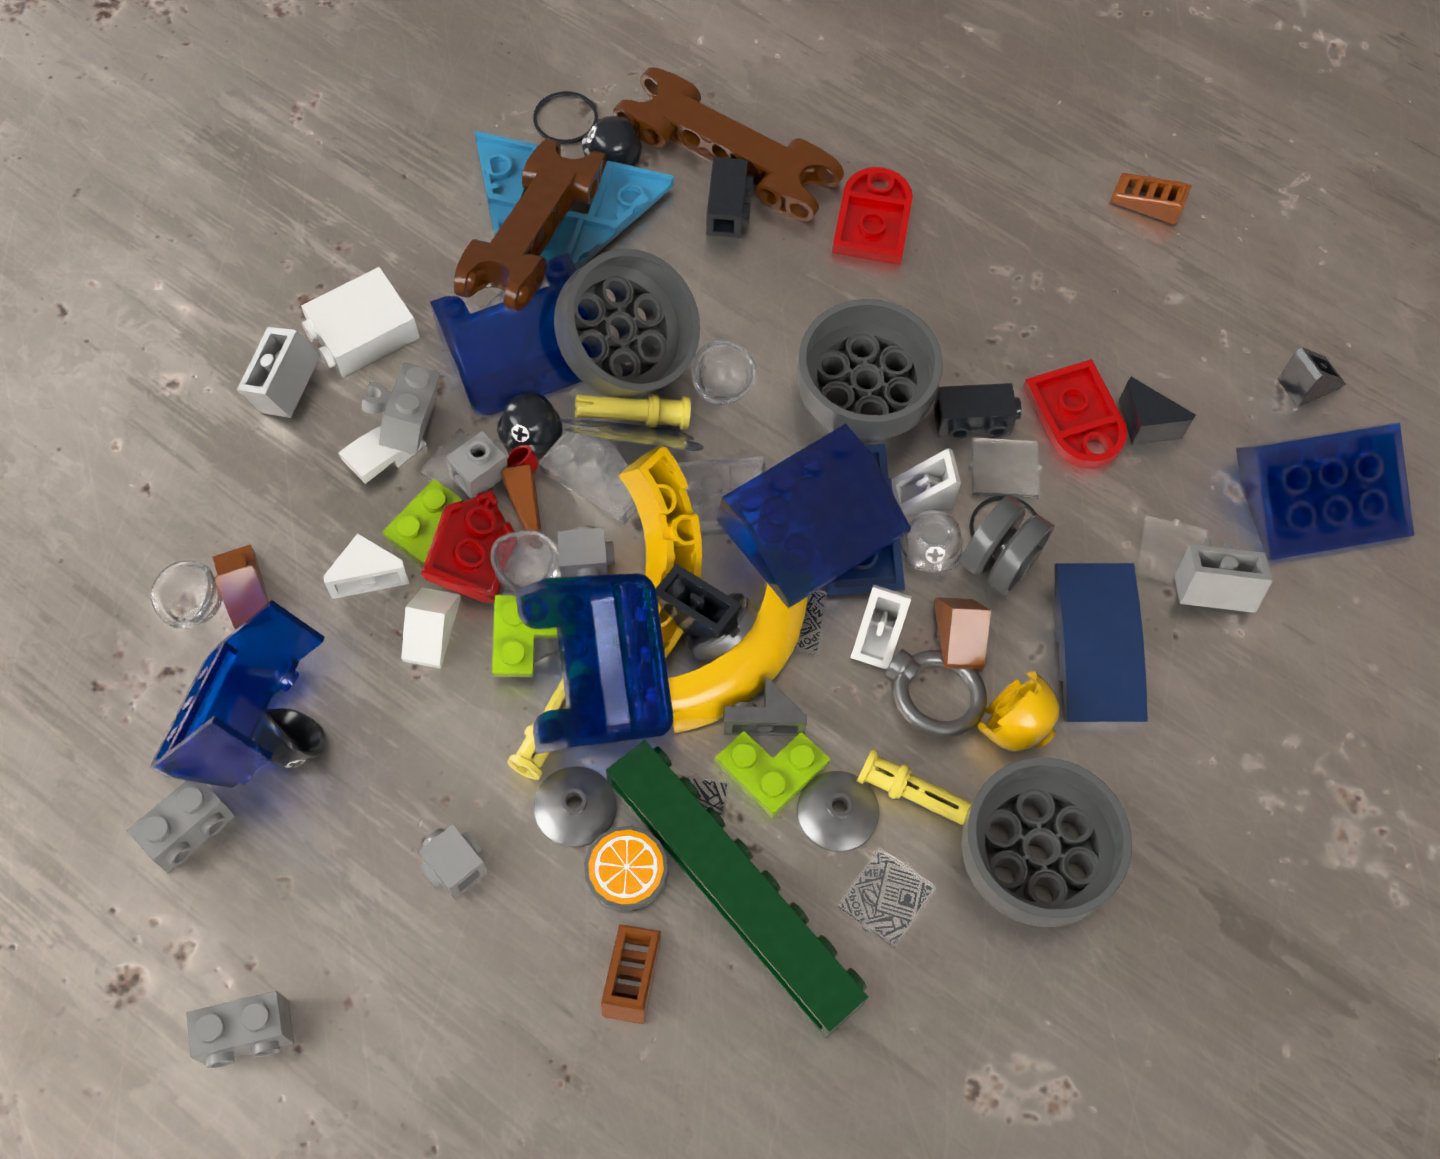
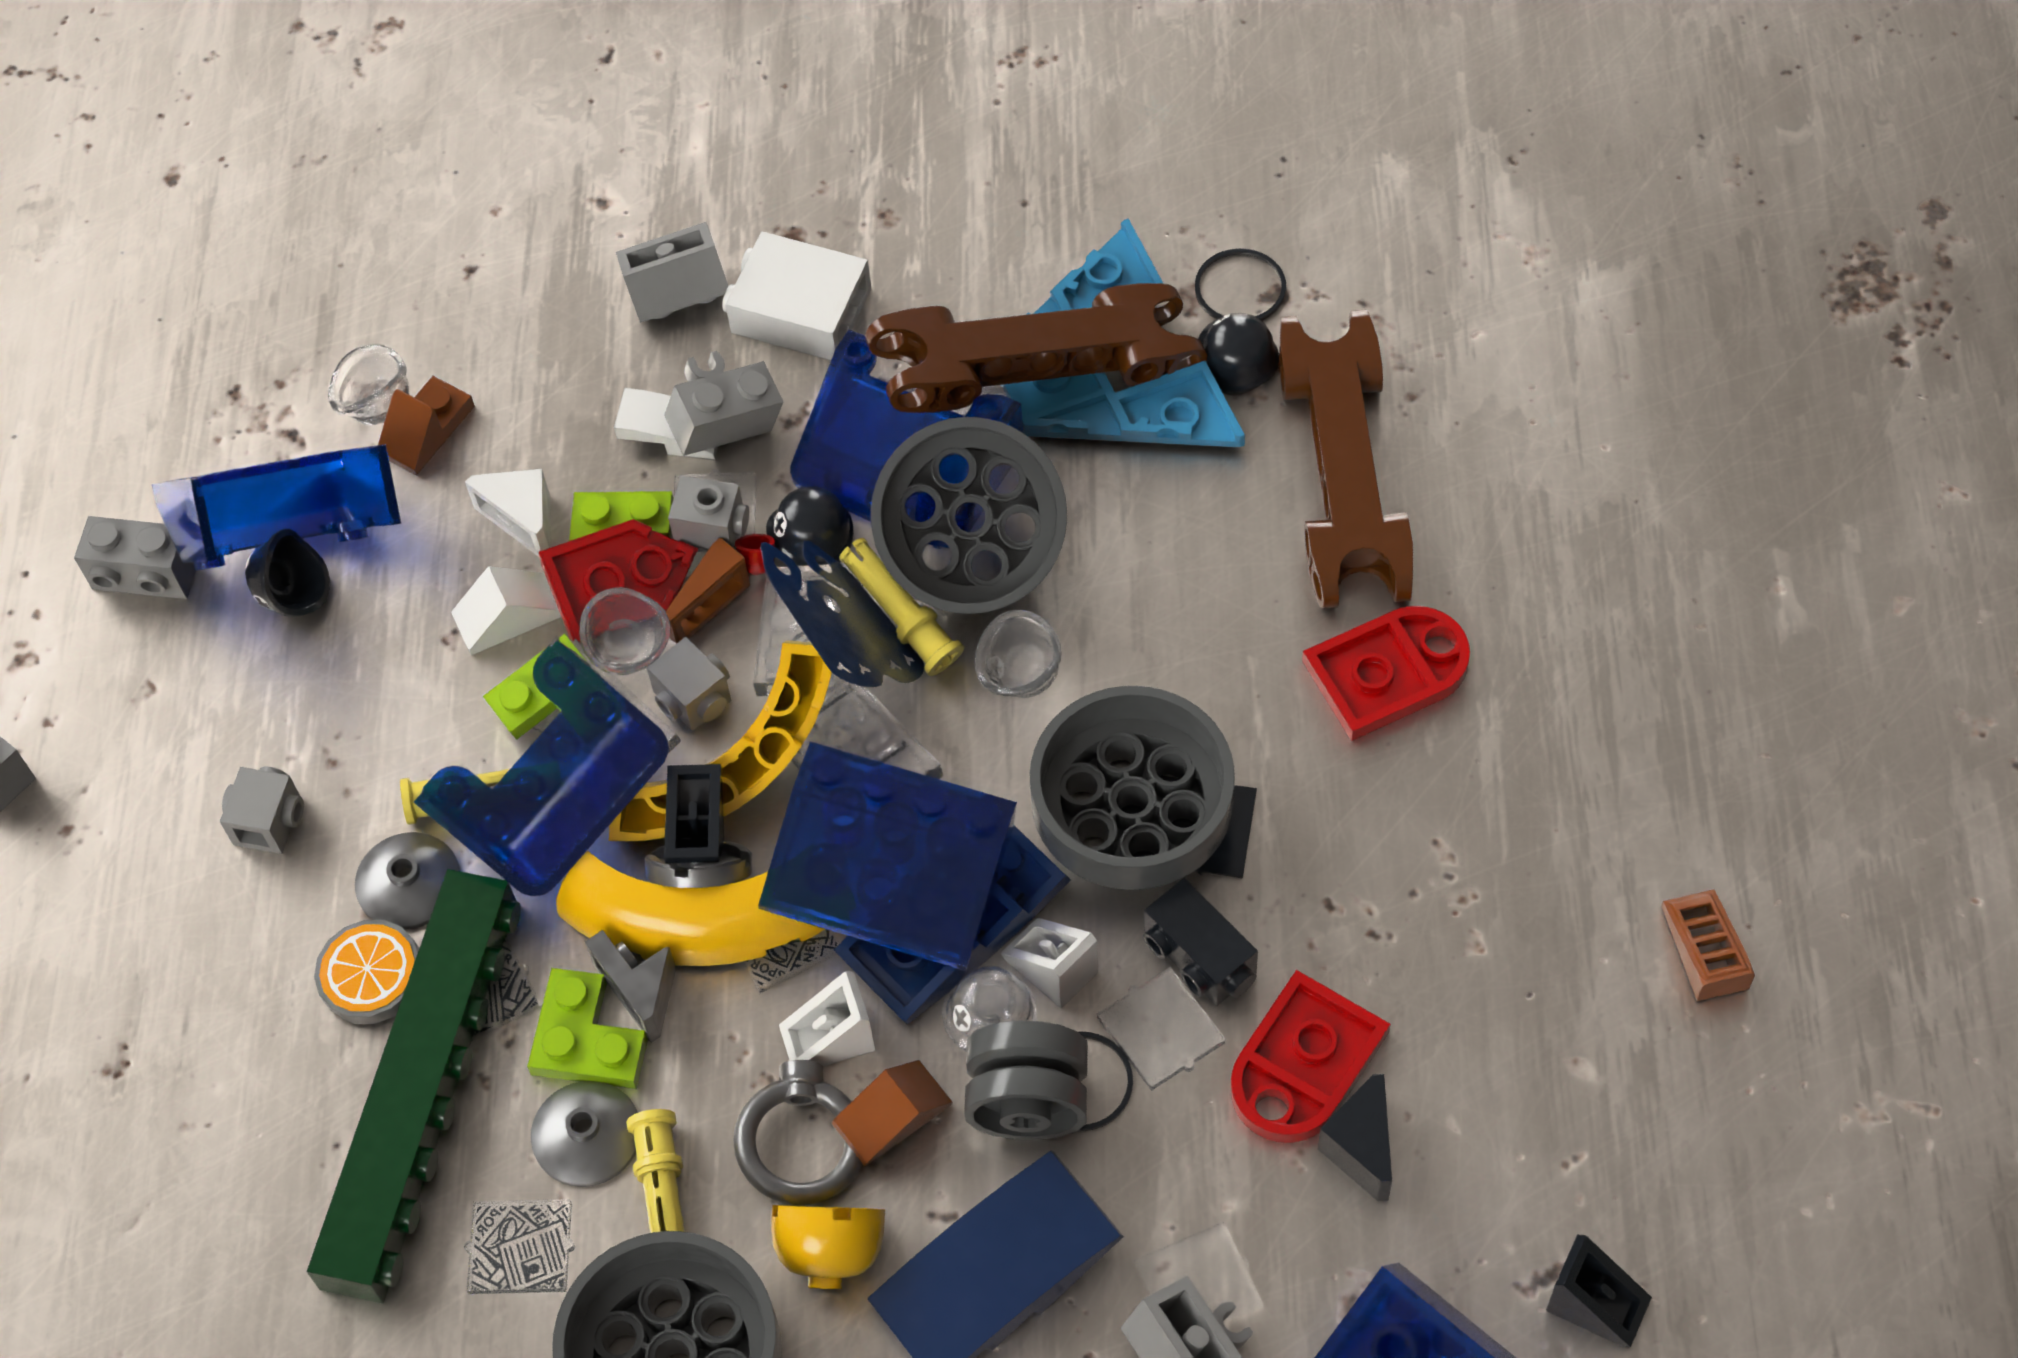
camera: 60 degrees right, 5 degrees down
(628, 1001) = (248, 1076): dark orange slope -> none
(727, 197) = (1267, 505): black brick -> none

